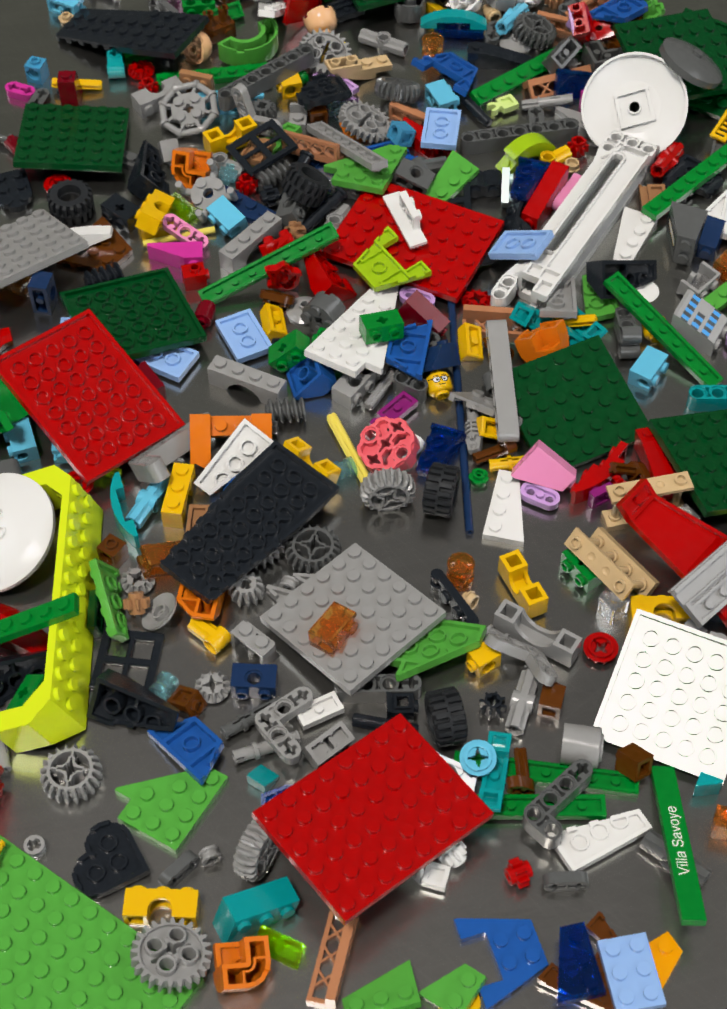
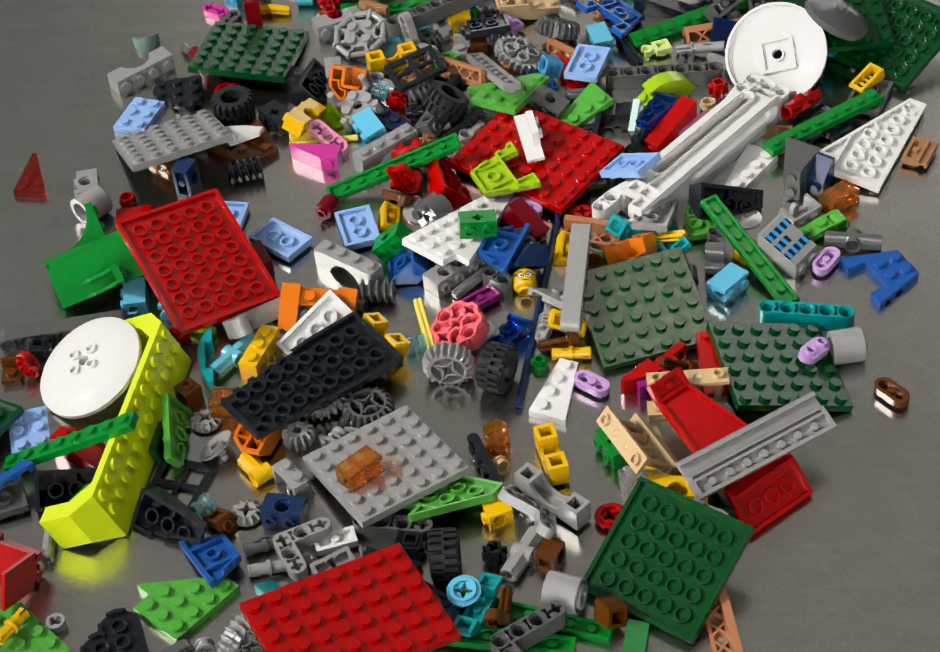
camera: 15 degrees right, 10 degrees down
(78, 783) = (105, 573): light grey gear -> none
(136, 603) = (198, 437): medium nougat gear -> none
(140, 312) = (268, 200): dark green plate -> none
(194, 276) = (326, 174): red brick -> none
(545, 468) = (600, 358): bright pink slope -> none
(559, 154) = (696, 94): yellow piece -> none
(707, 785) = (675, 641): teal slope -> none

